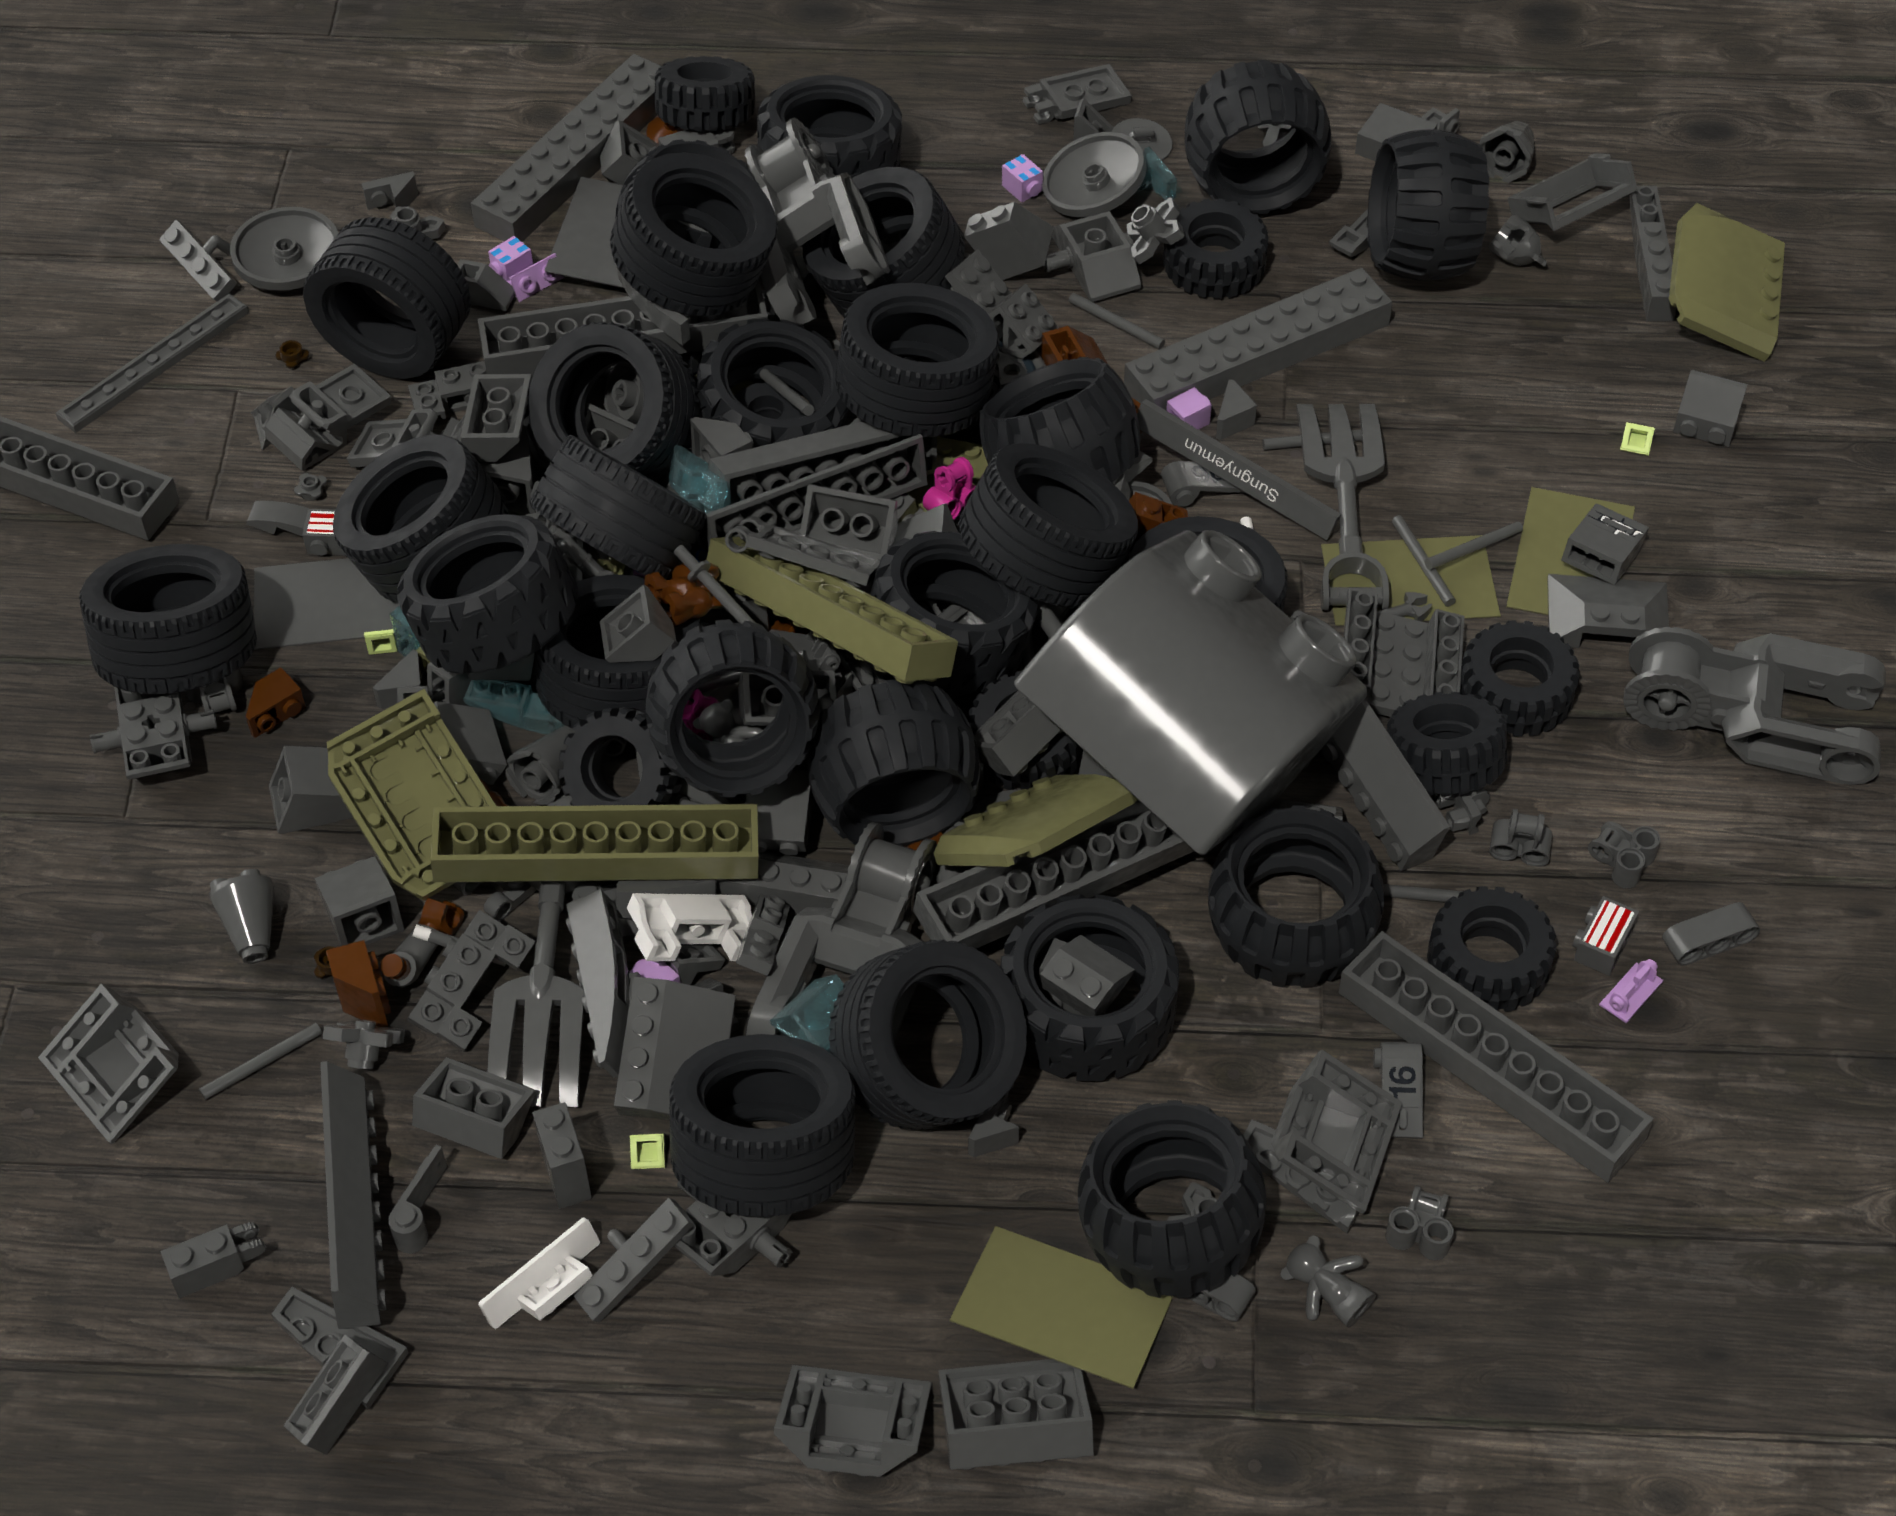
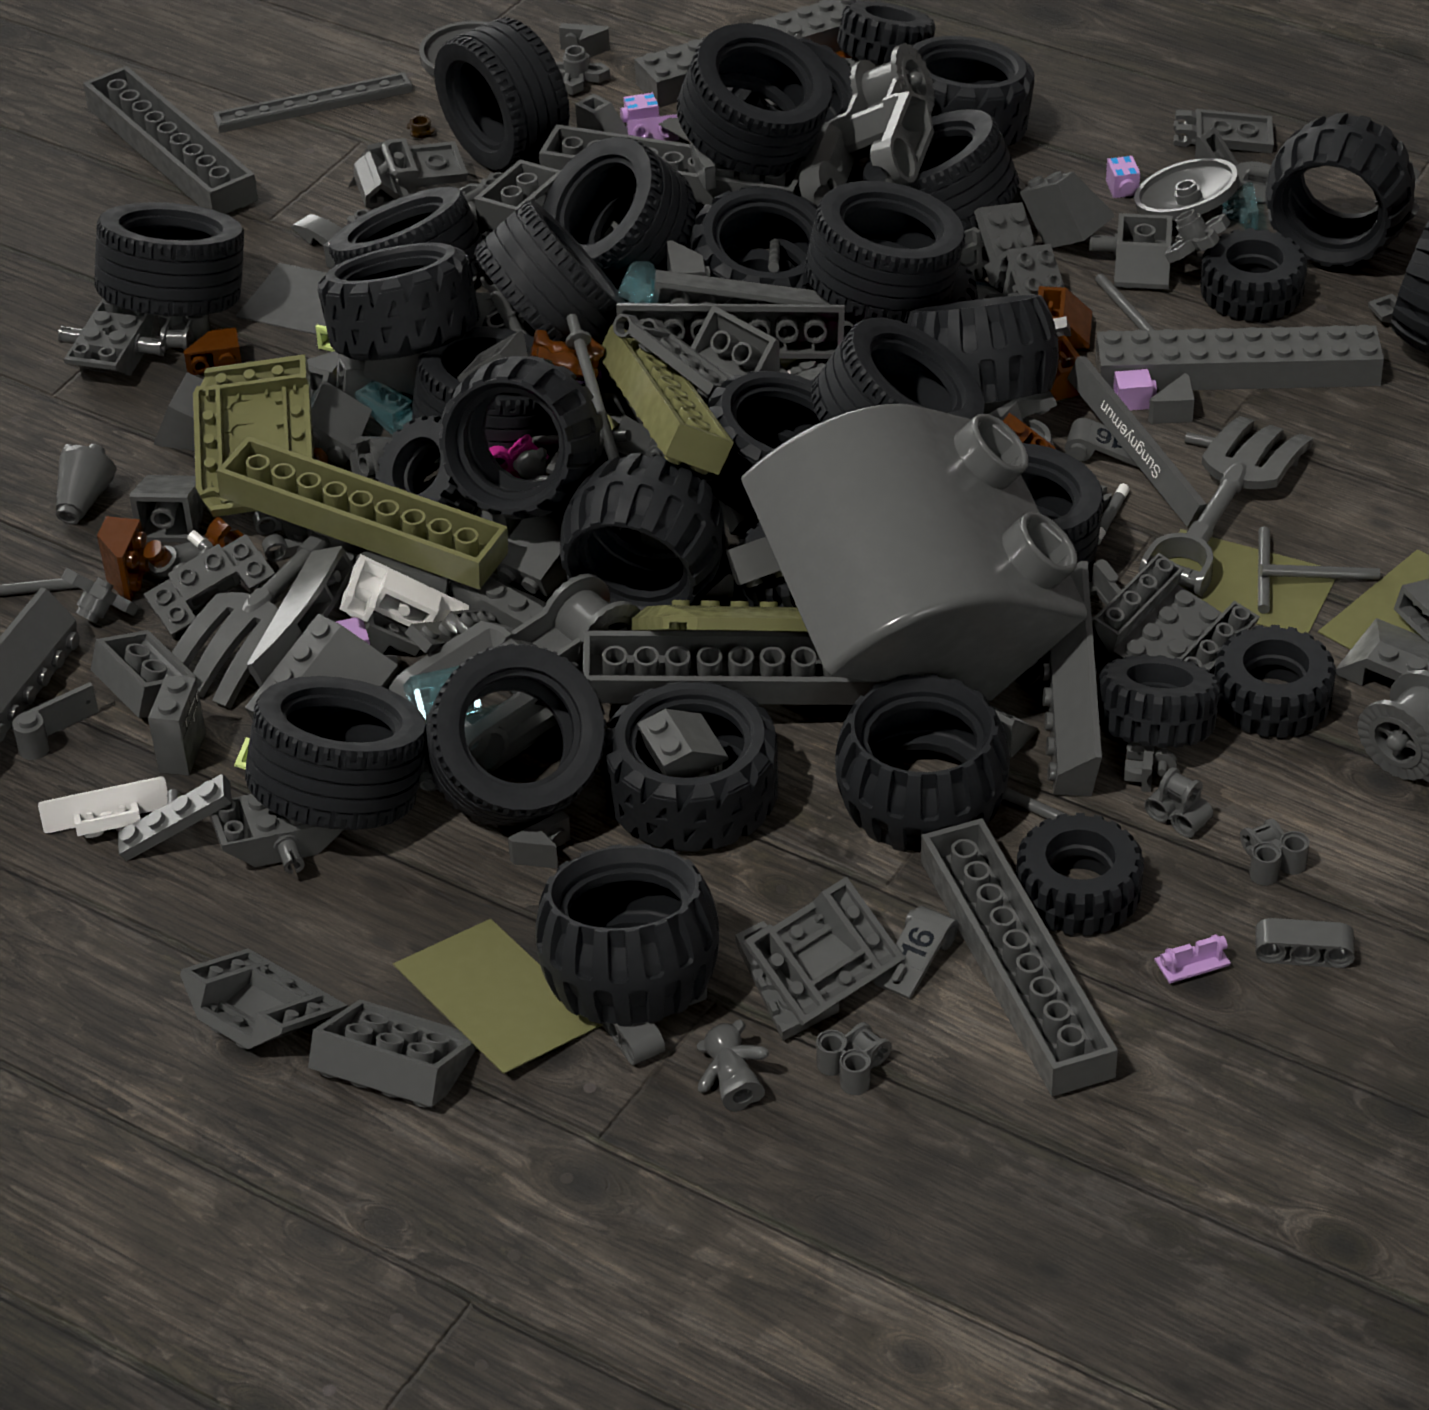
camera: 30 degrees right, 10 degrees down
(198, 259) = (398, 41): plate -> none
(1409, 607) = (1222, 600): dark grey bar -> none
(1605, 935) = (1200, 907): brick -> none

